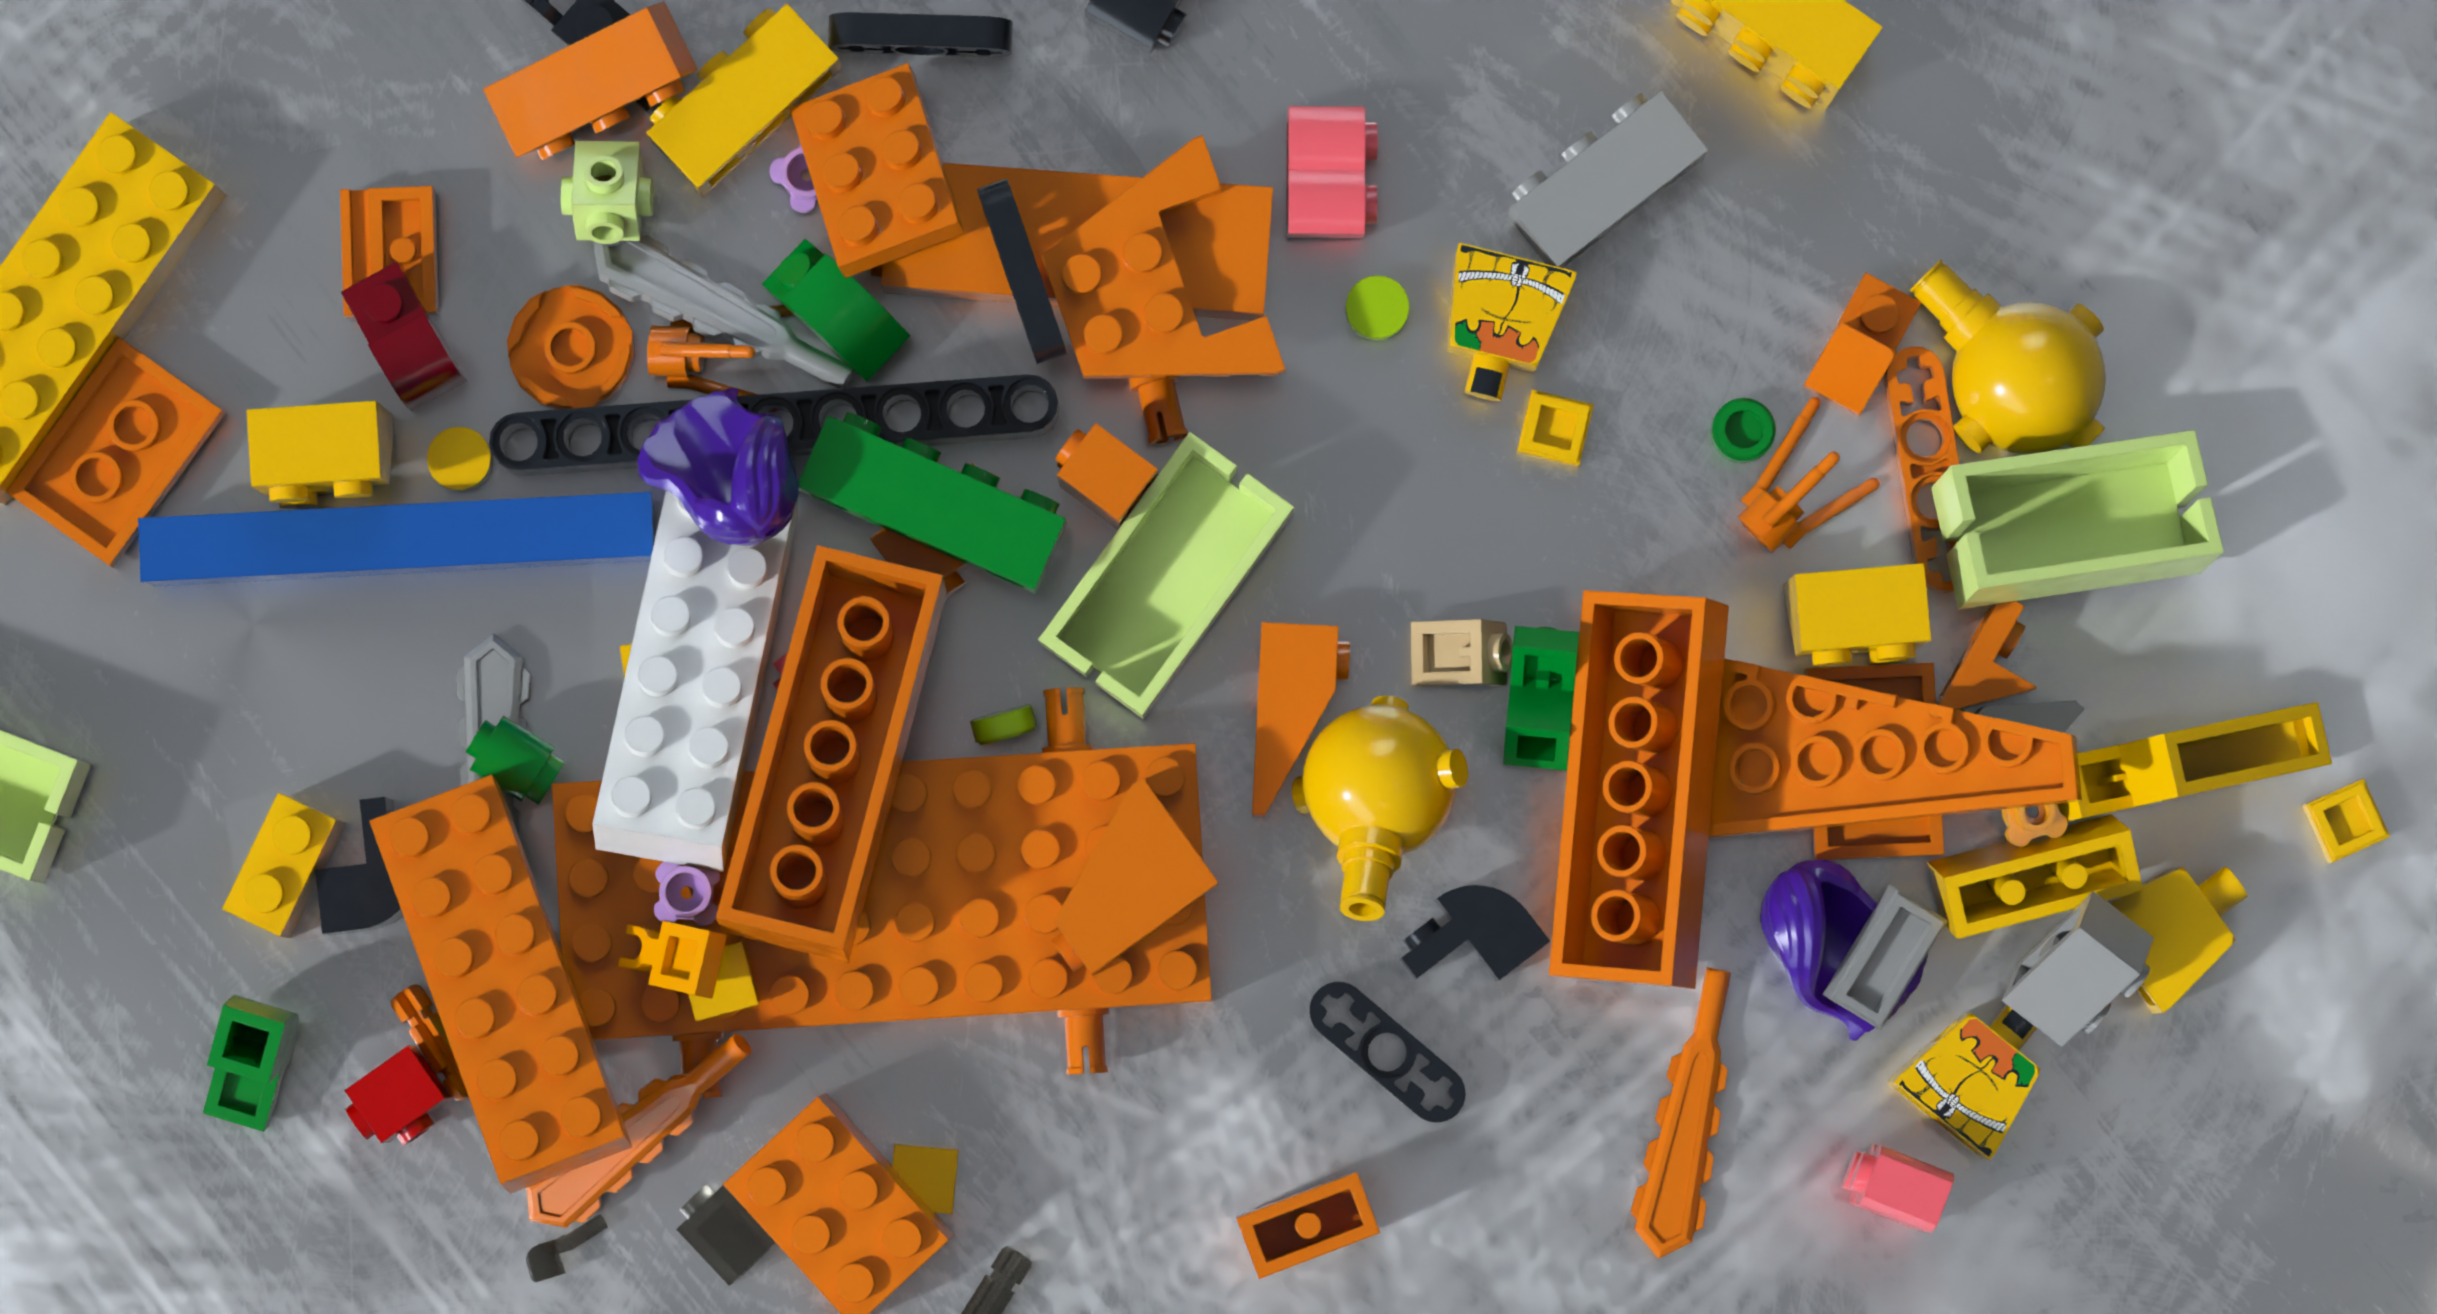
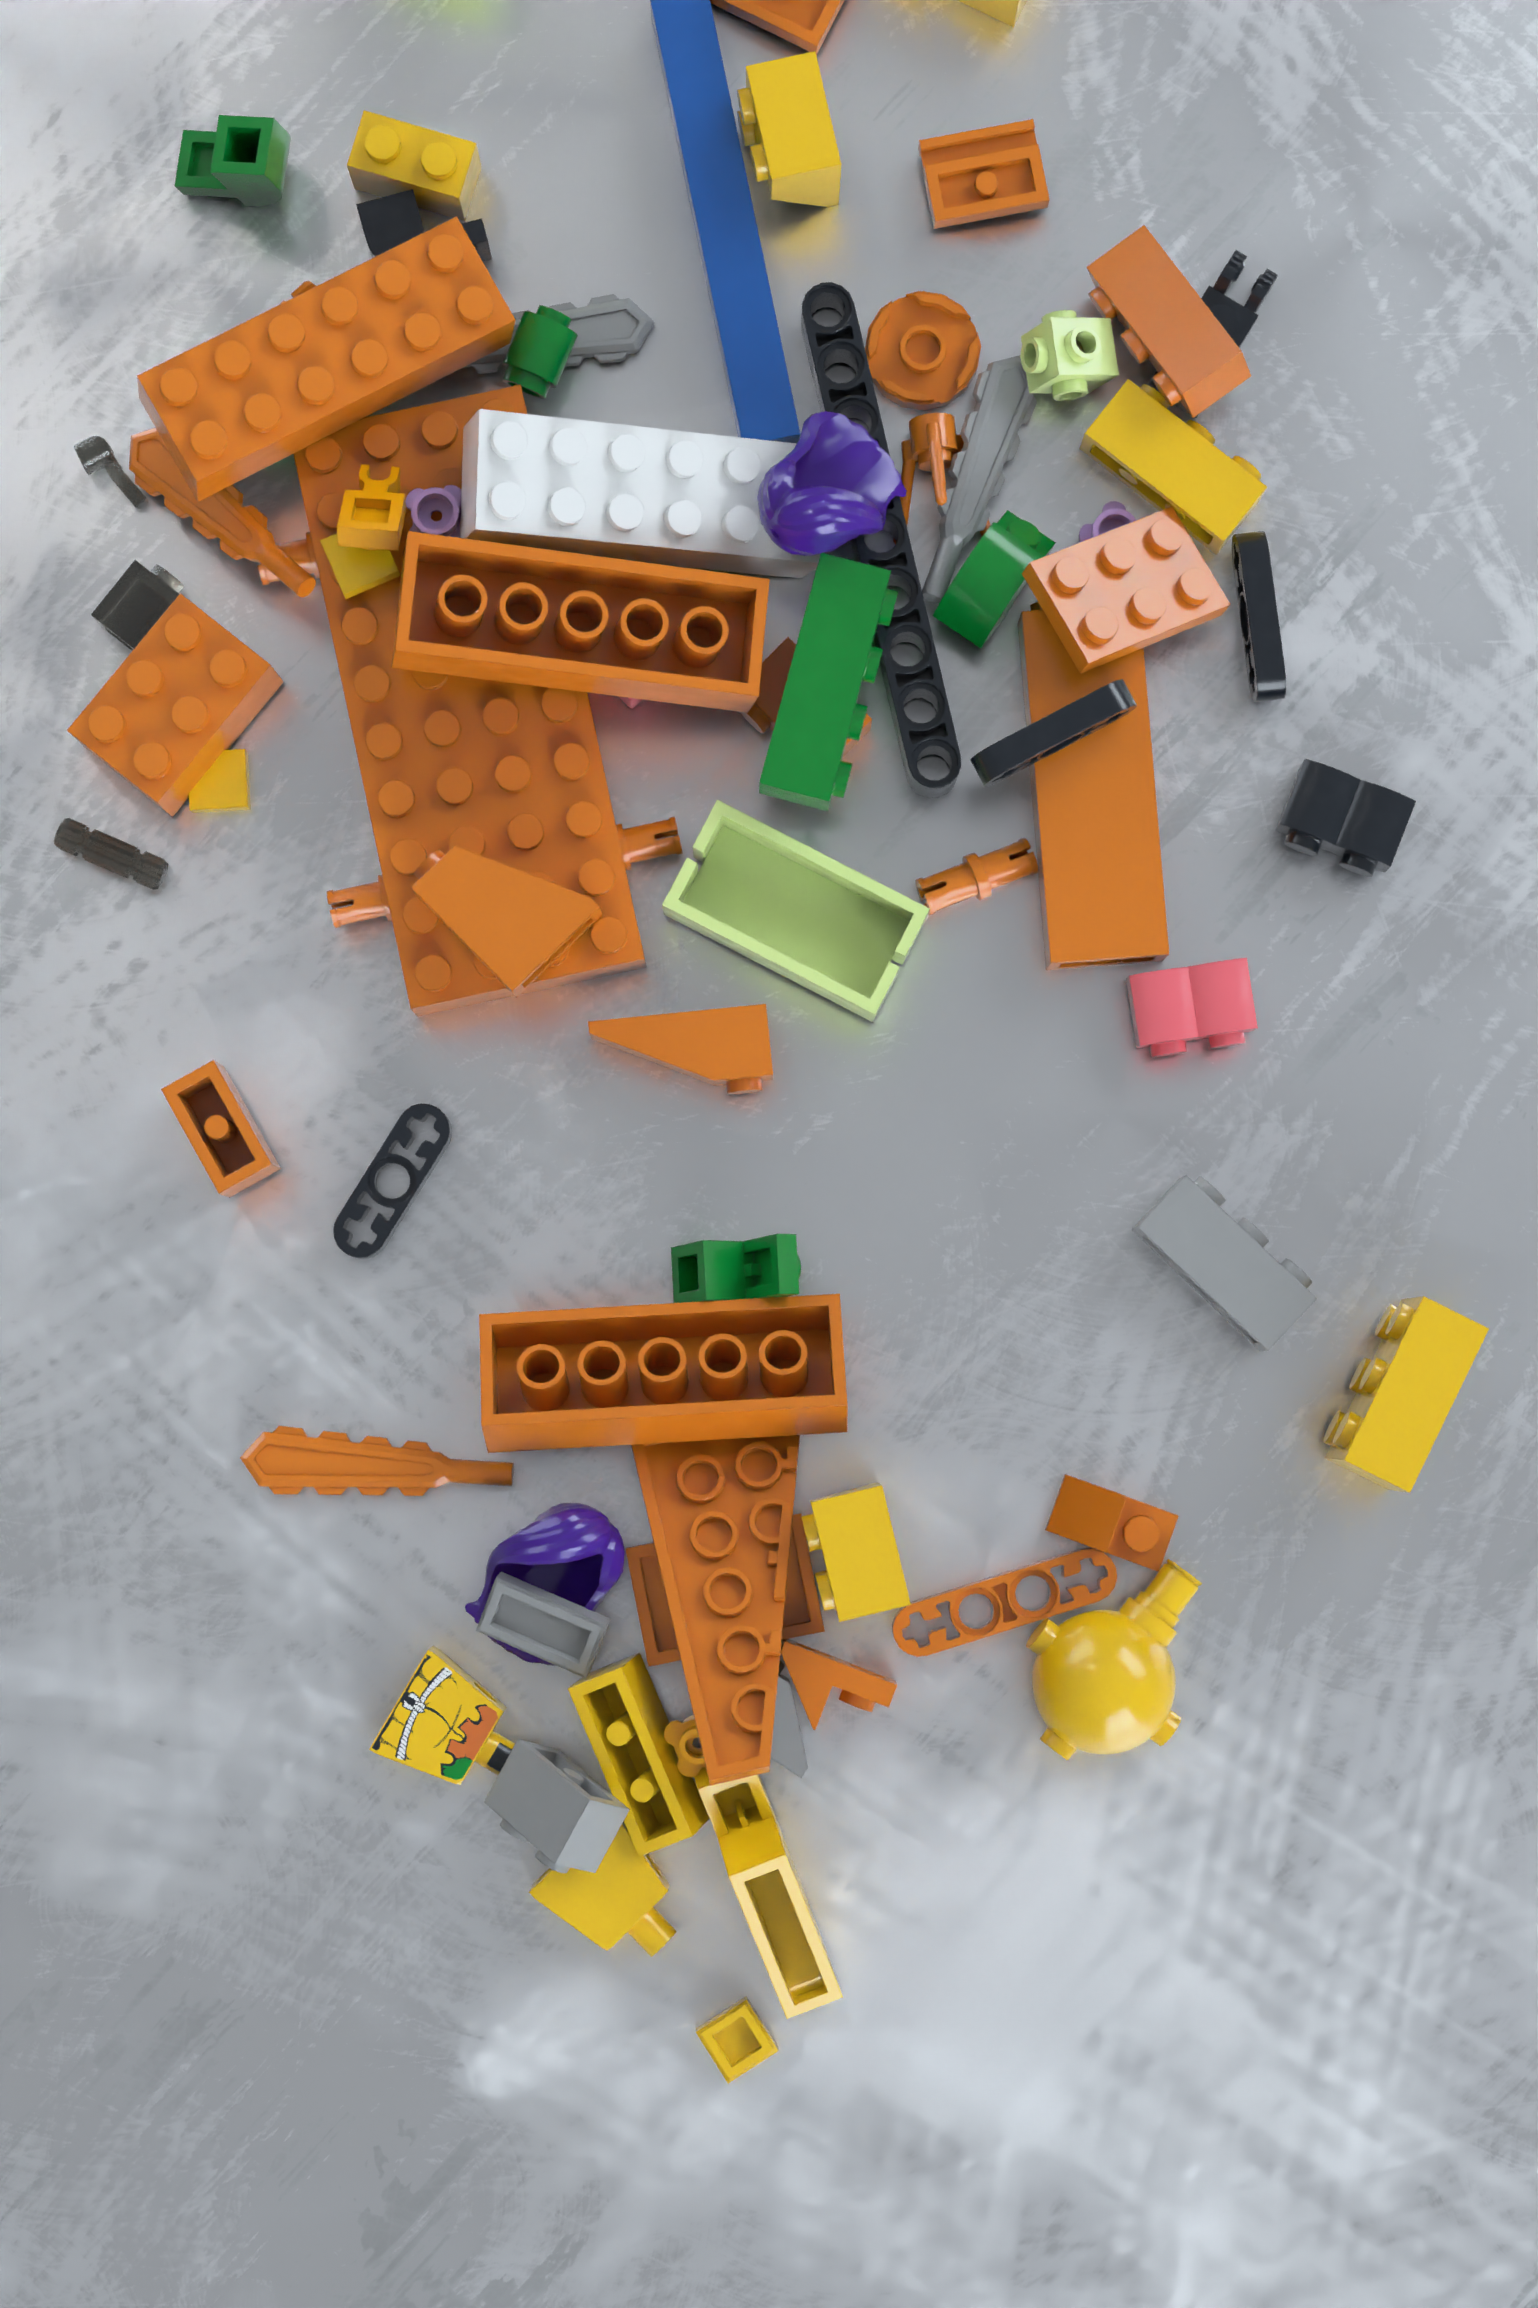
camera: 80 degrees right, 0 degrees up
(397, 1098) = (218, 293): red brick -> none
(403, 337) = (900, 193): dark red brick -> none
(459, 459) = (804, 264): yellow tile -> none
(1003, 724) = (638, 787): lime tile -> none
(1103, 474) = (880, 836): orange brick -> none
(1128, 296) = (1049, 833): orange wing -> none
(1377, 308) = (1074, 1070): lime tile -> none
(1377, 790) = (626, 1132): yellow piece -> none
(1460, 653) = (767, 1191): tan bracket -> none
(1489, 922) = (524, 1253): black brick -> none
(1502, 314) = (1085, 1185): yellow torso -> none
(1555, 428) = (988, 1250): yellow tile -> none
(1743, 430) = (1014, 1424): green tile -> none
(1774, 514) = (938, 1463): orange plant -> none
(1898, 1187) = (331, 1667): coral brick -> none
(2076, 519) = (976, 1744): yellowish green piece -> none

